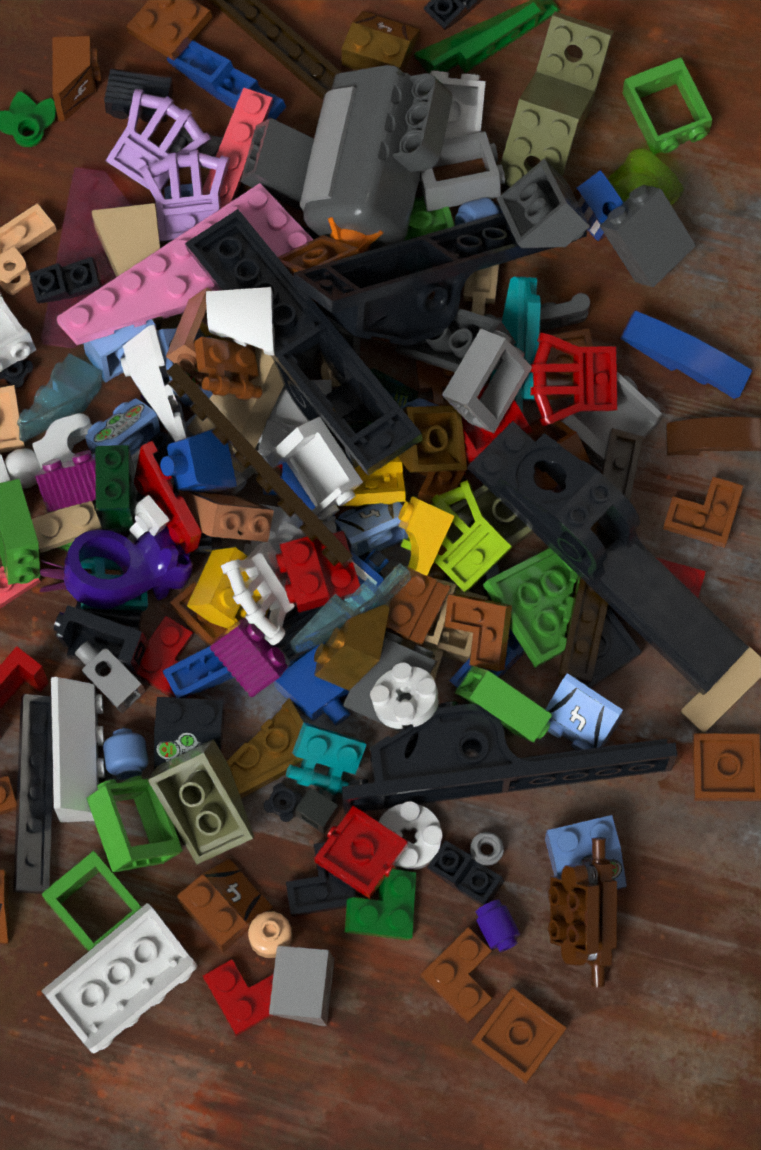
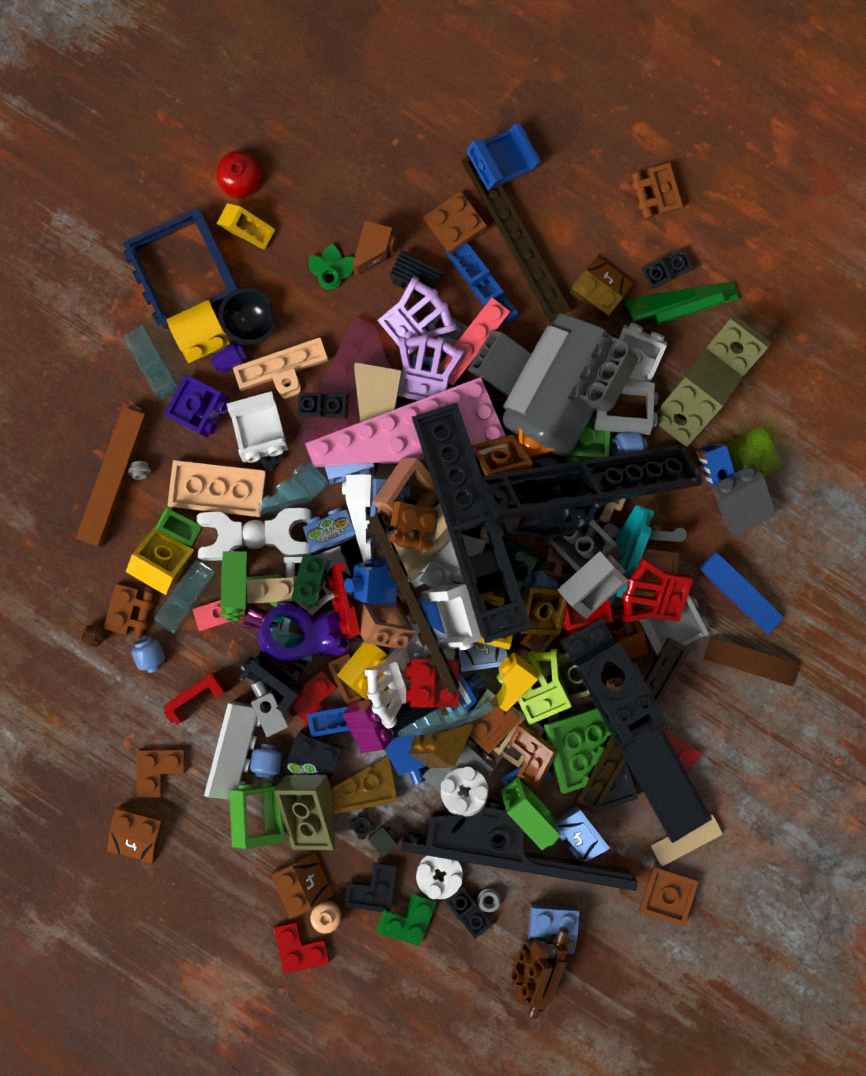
camera: 15 degrees right, 15 degrees up
(34, 796) = (196, 770): black plate -> none
(68, 482) = (281, 561): magenta brick -> none
(76, 879) = (208, 836): bright green window -> none
(120, 979) = (218, 918): white bracket -> none
(148, 518) = (327, 610): white plate -> none
(243, 316) = (434, 494): white slope -> none
(302, 984) = (335, 959): light grey slope -> none
(329, 749) = (401, 802): teal plate -> none
(361, 851) = (402, 883): red plate -> none
(450, 975) = (438, 976): dark orange plate -> none
(497, 926) = (479, 956): dark purple brick -> none
(518, 1035) = (469, 1033): dark orange plate -> none
(543, 209) = (675, 462): dark grey slope -> none
(659, 79) = (808, 378): bright green window -> none
(708, 521) = (719, 718): dark orange plate -> none

